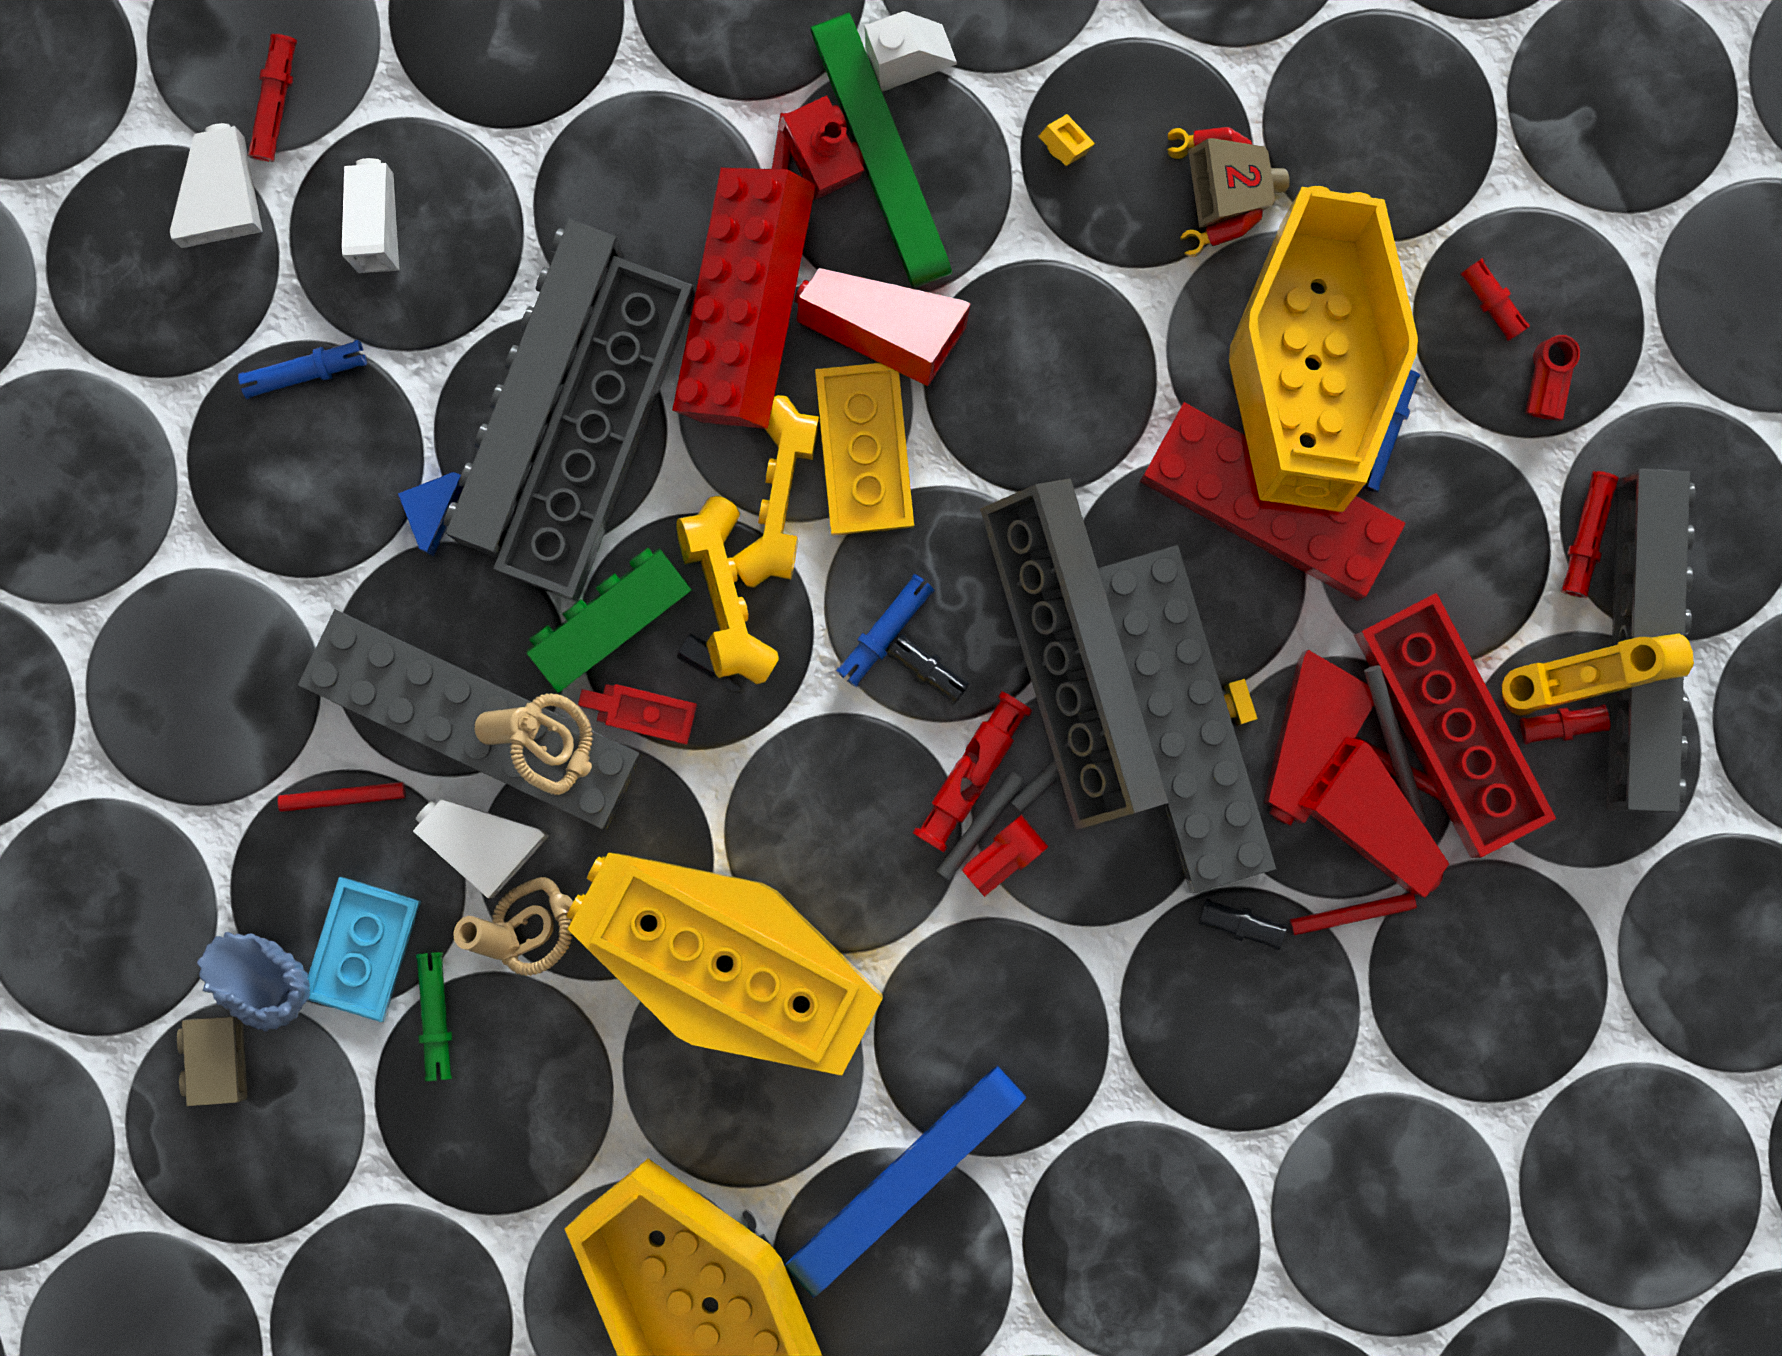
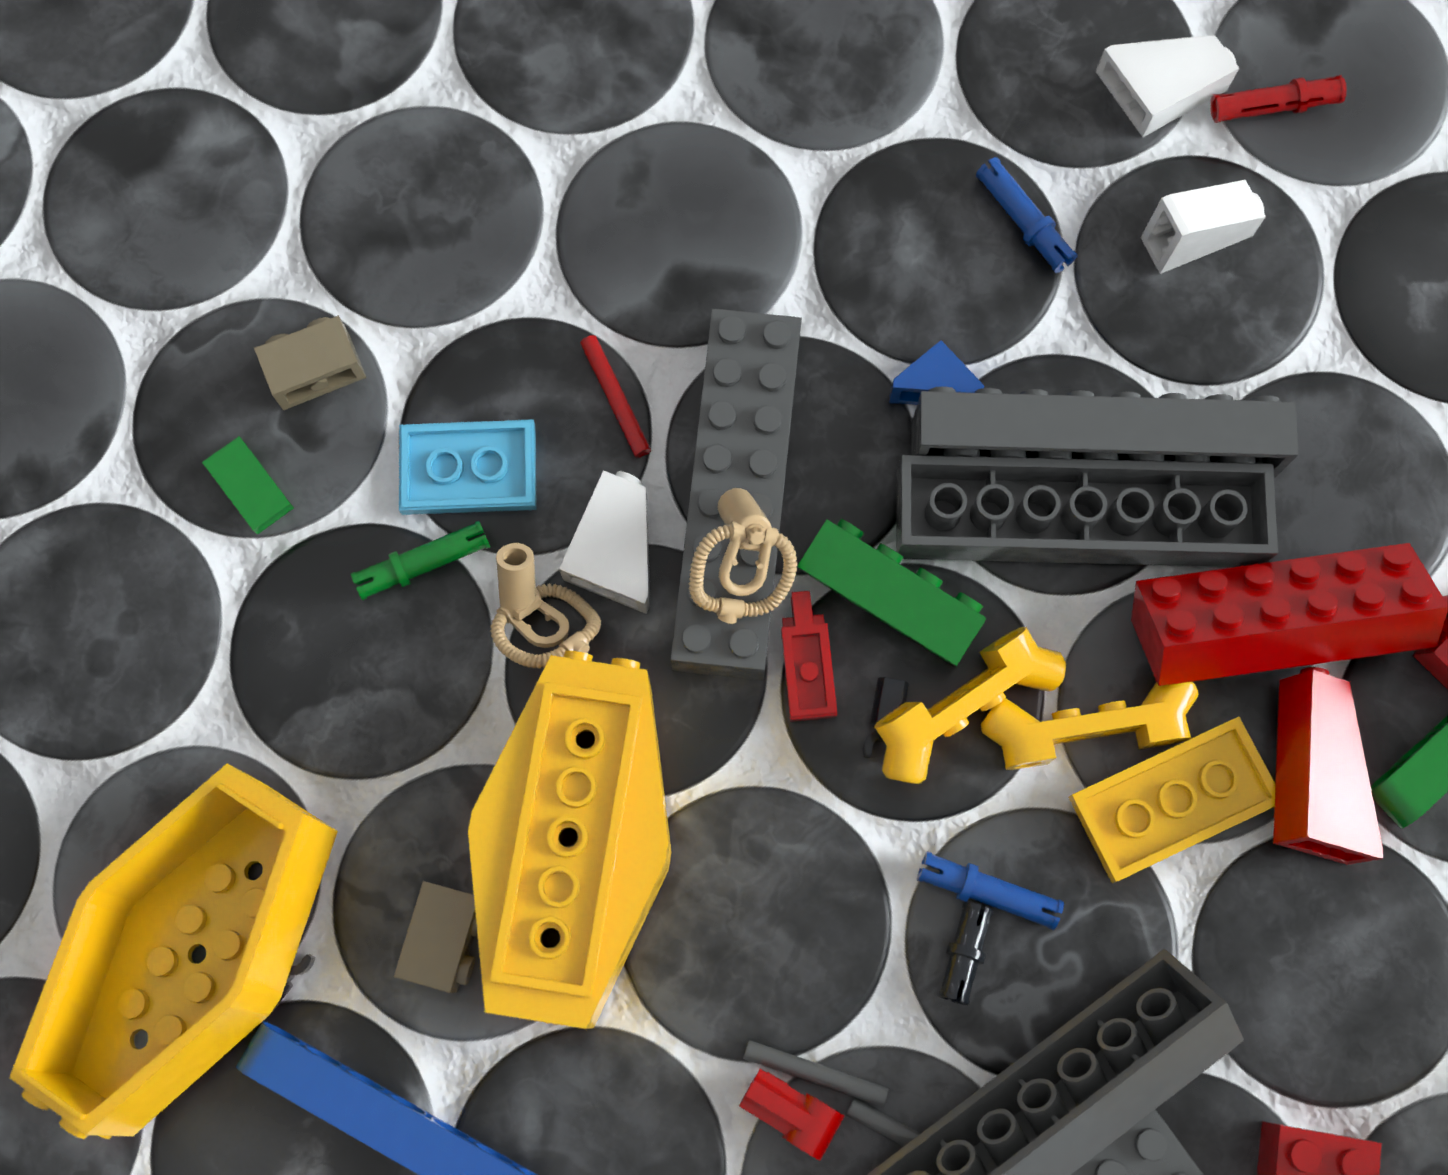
camera: 70 degrees right, 10 degrees down
(254, 980) = (400, 369): sand blue piece -> none
(309, 1149) = (248, 485): none -> green tile
(767, 1097) = (439, 939): none -> dark tan brick
(977, 764) = (881, 1045): red piece -> none

